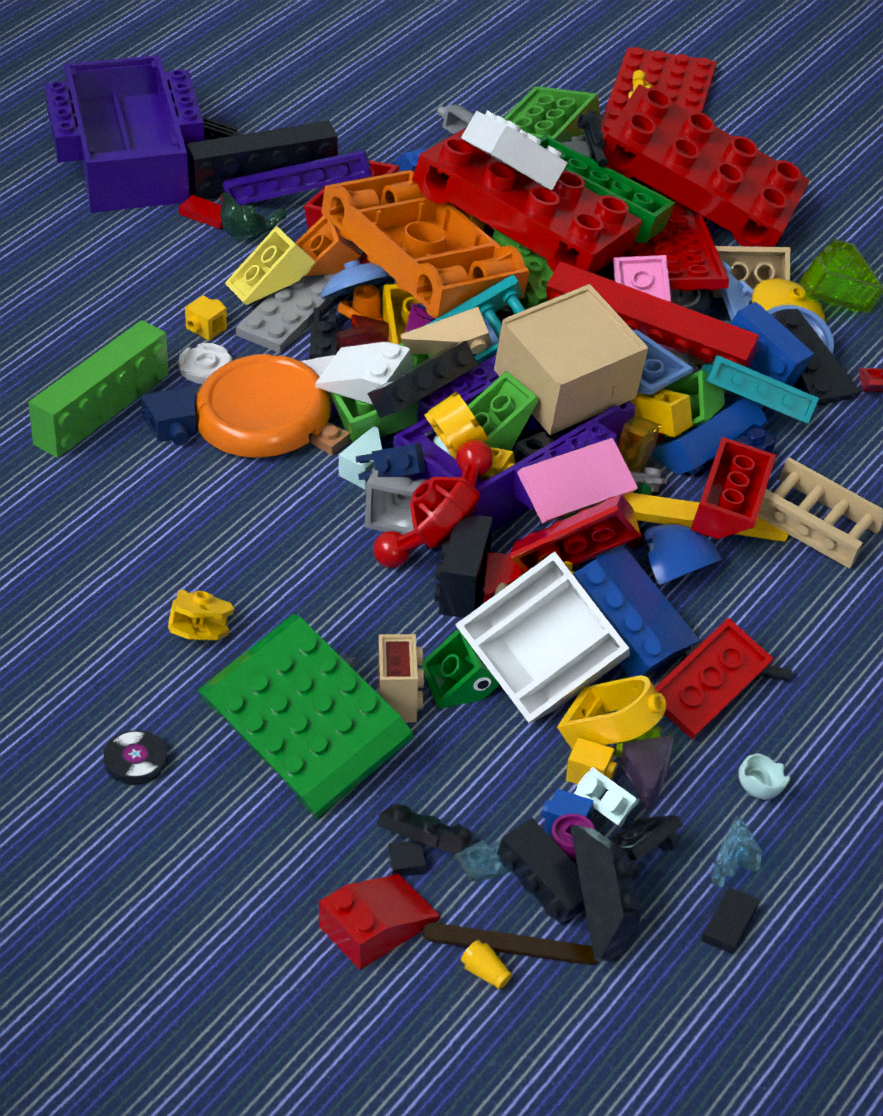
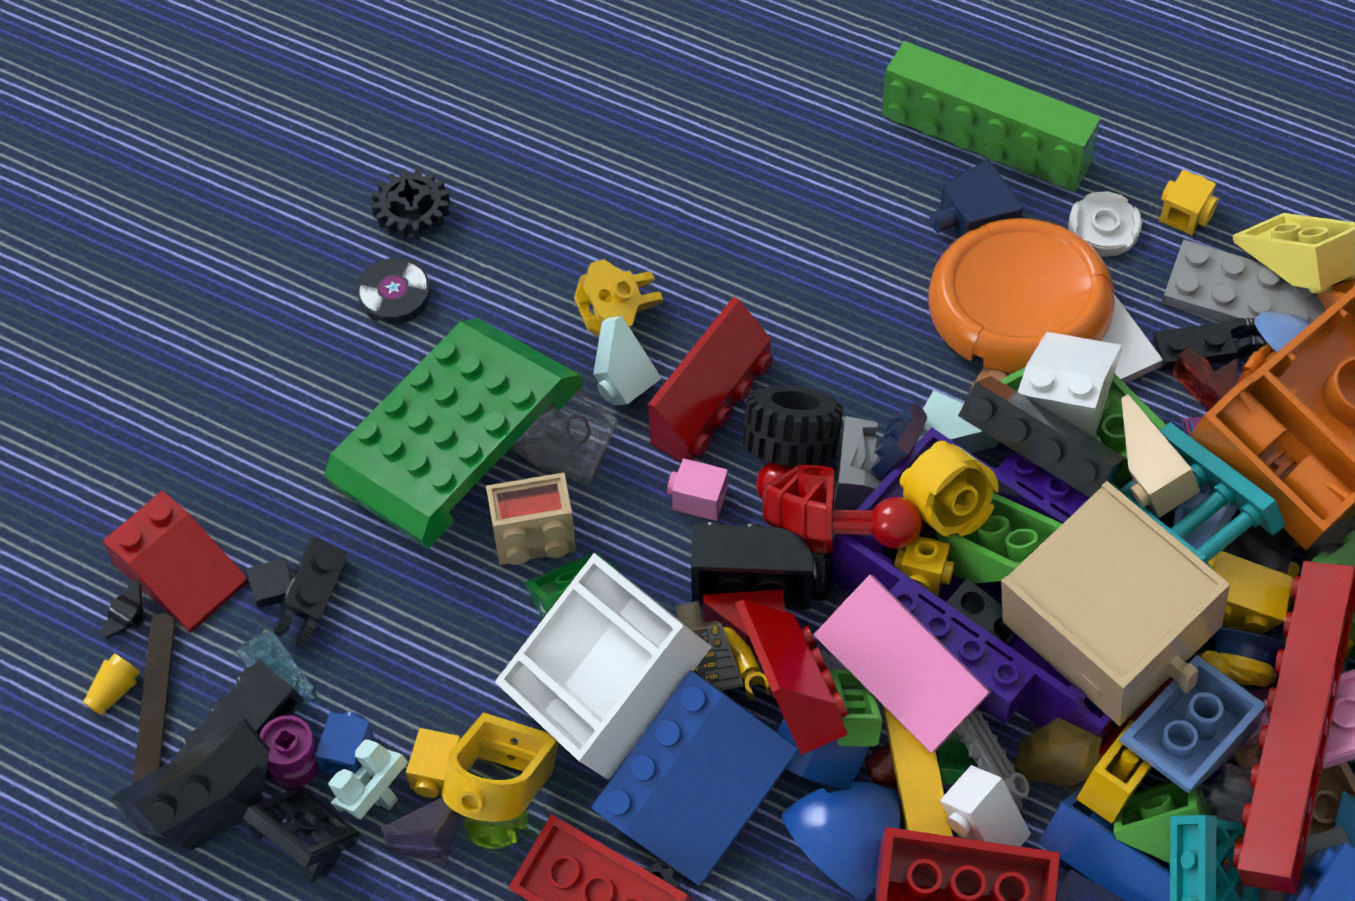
camera: 85 degrees right, 15 degrees up
(51, 732) = (428, 200): none -> black gear
(260, 609) = (622, 363): none -> light aqua slope
(295, 573) = (709, 383): none -> red slope
(353, 524) = (792, 425): none -> black tyre
(384, 593) = (698, 489): none -> bright pink brick
(417, 954) = (125, 612): none -> black piece
(677, 479) = (984, 809): none -> white brick

